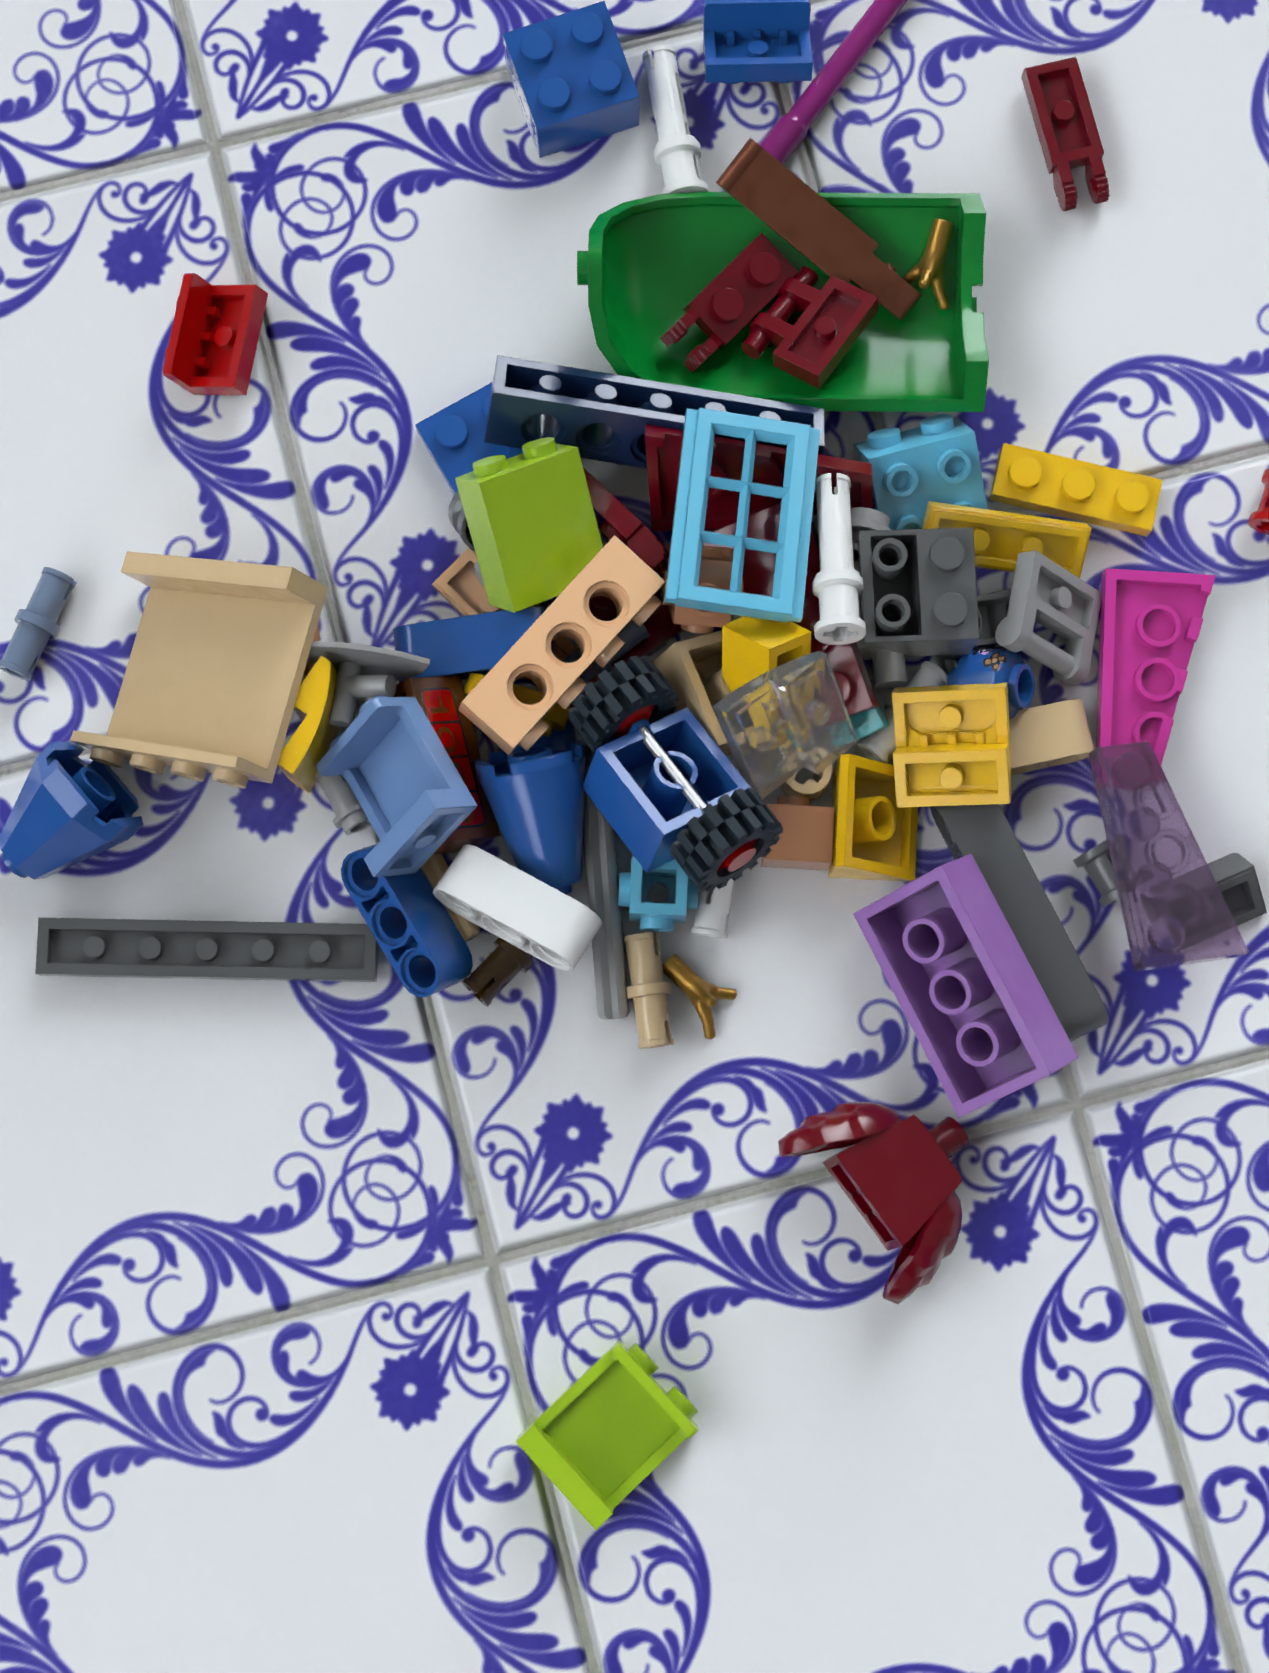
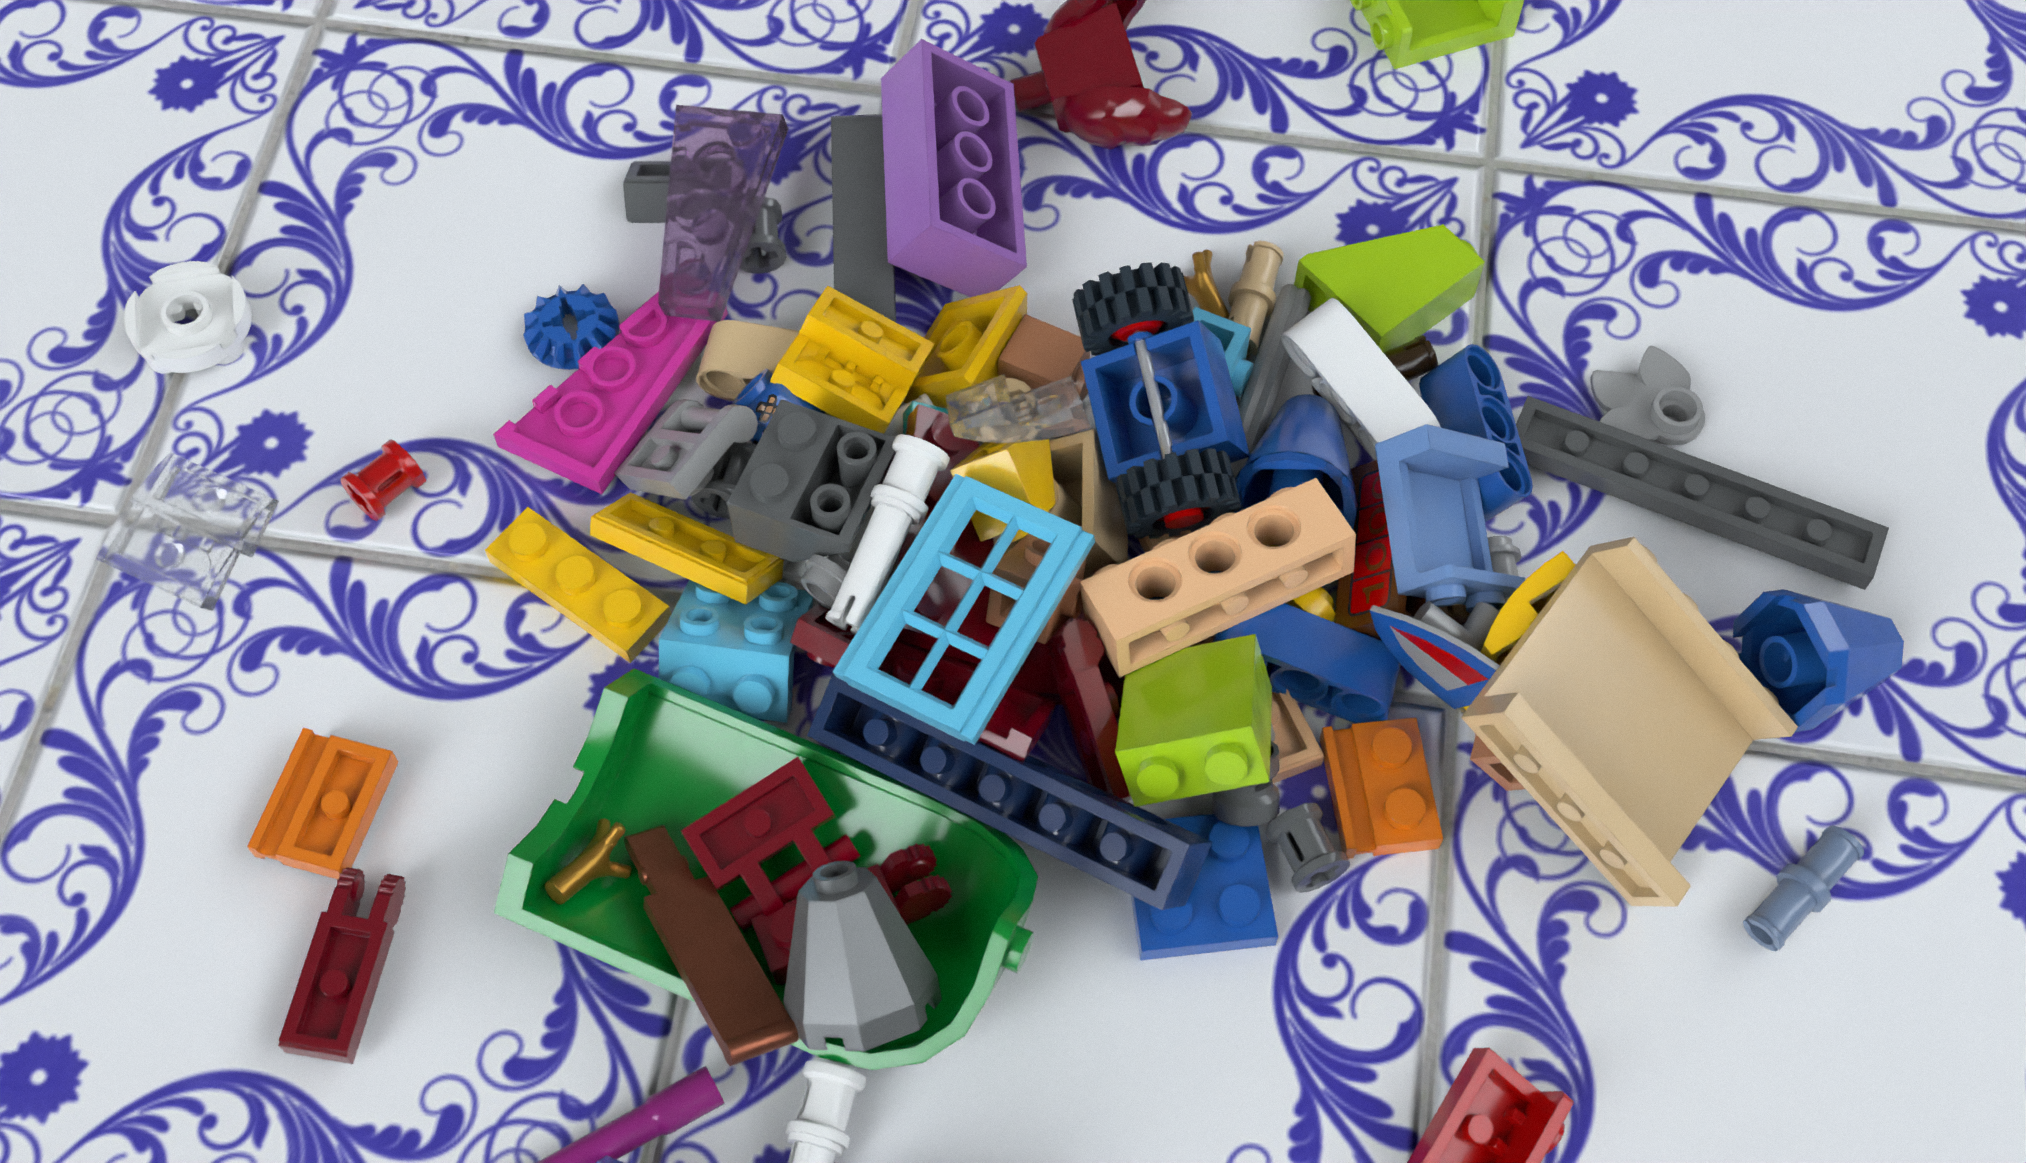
camera: 155 degrees left, 20 degrees down
(279, 1036) = (1645, 399): none -> light grey plate
(380, 579) = (1381, 788): none -> orange plate
(417, 499) = (1307, 847): none -> dark grey bush
(528, 1049) = (1395, 282): none -> lime slope
(691, 229) = (854, 963): none -> cone
(1155, 234) = (323, 804): none -> orange plate
(1217, 742) = (550, 341): none -> blue gear

